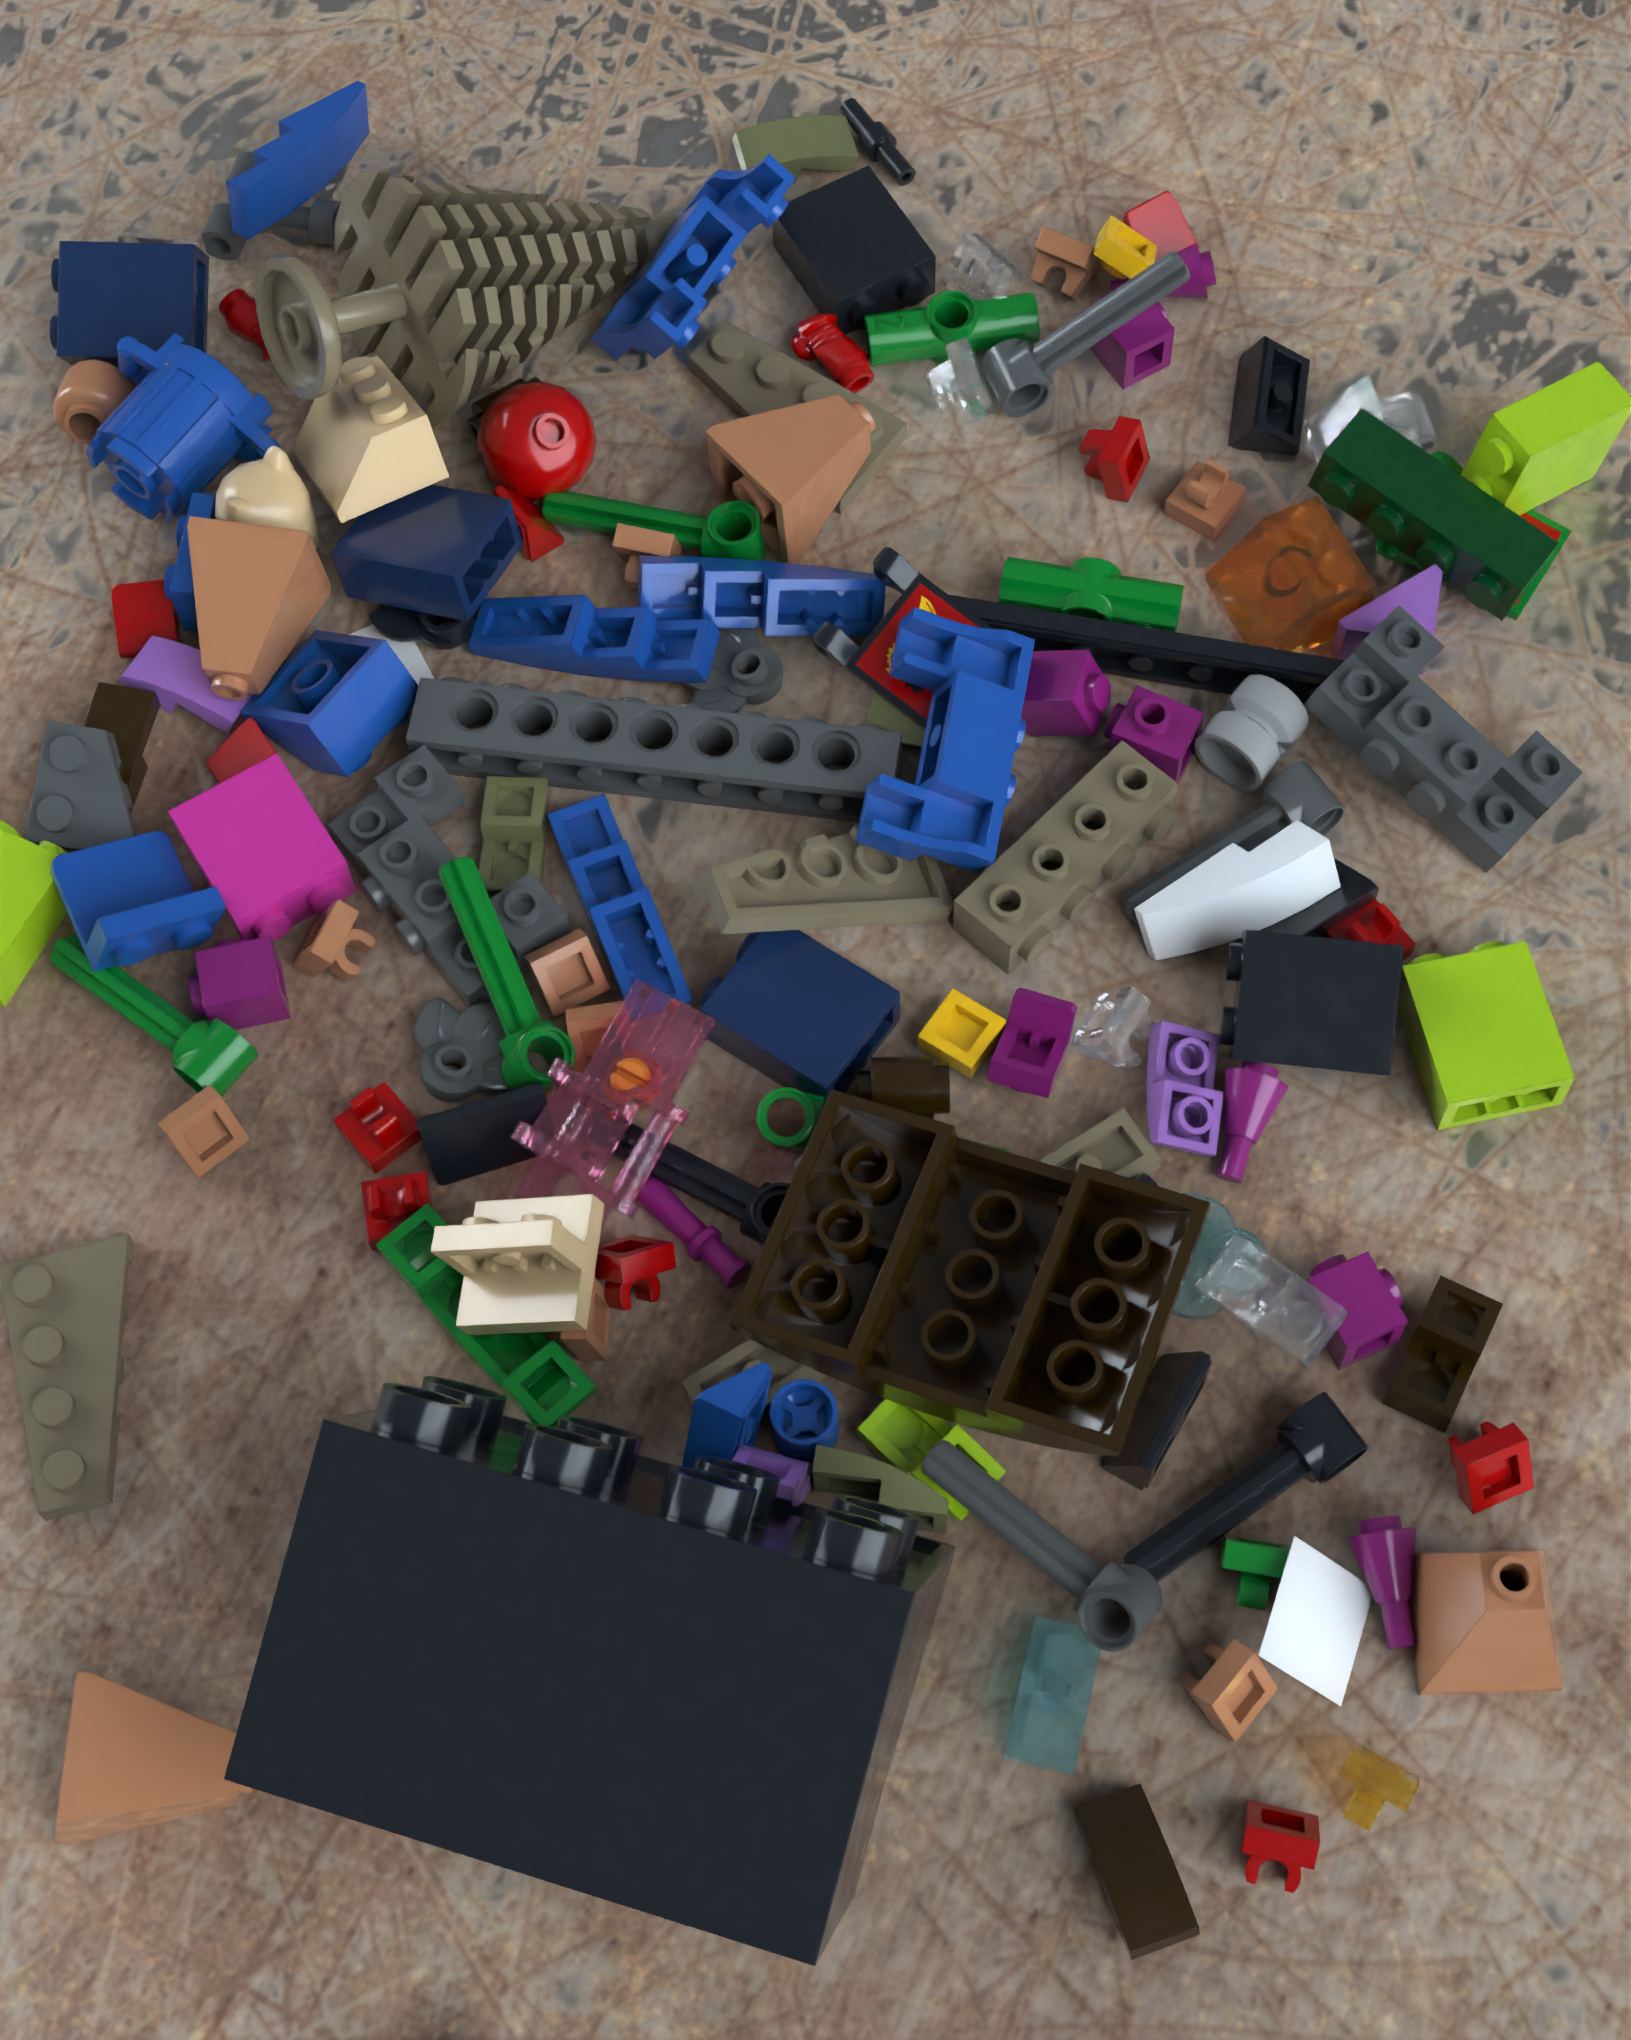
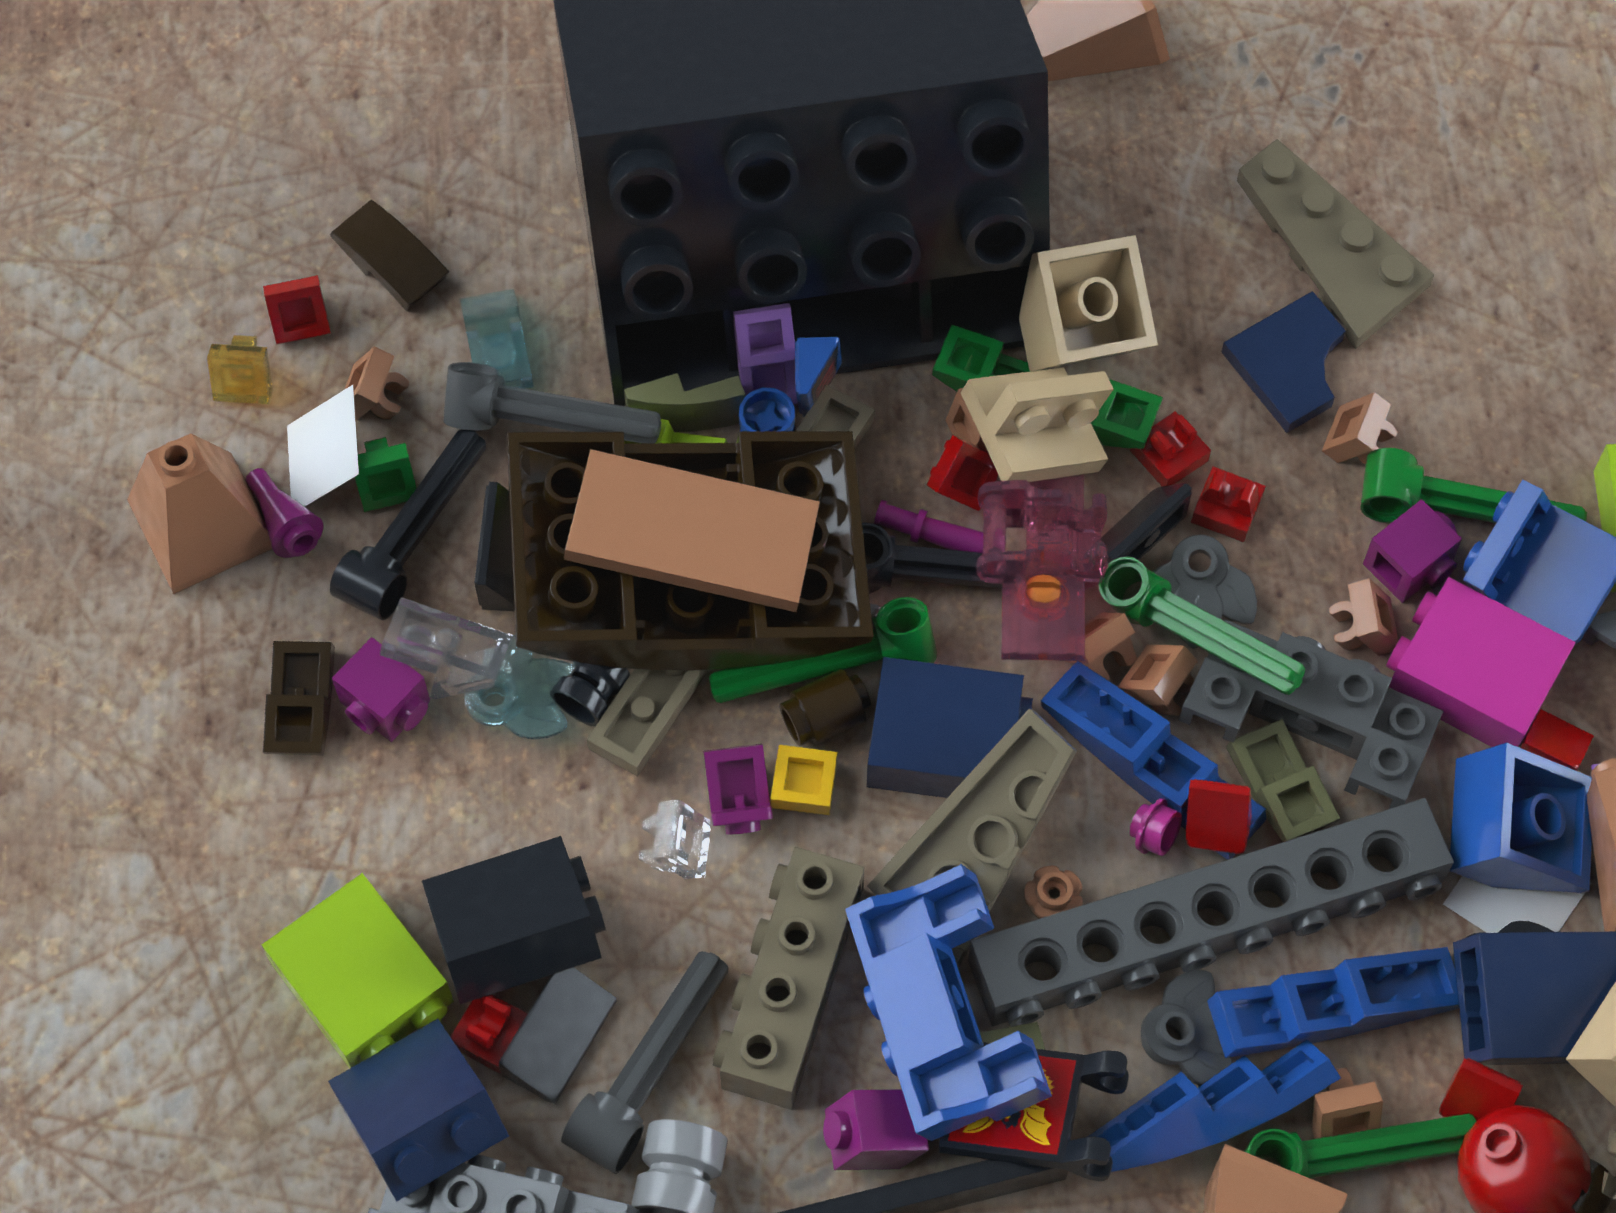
camera: 150 degrees right, 0 degrees up
(215, 1254) = (1286, 359): none -> dark blue tile
(398, 1341) = (1085, 304): none -> tan slope
(597, 812) = (1218, 816): none -> red slope
(656, 847) = (1155, 827): none -> dark pink plate
(779, 818) = (1050, 878): none -> nougat plate
(968, 1254) = (692, 530): none -> nougat tile
(1156, 729) = (770, 1135): magenta brick -> none
(1180, 1091) = (597, 812): medium lavender slope -> none
(1239, 893) = (618, 1008): white slope -> none
(1250, 1101) = (532, 815): magenta cone -> none
(1475, 858) = (418, 1109): none -> dark blue brick
(1491, 1466) = (230, 618): red tile -> none

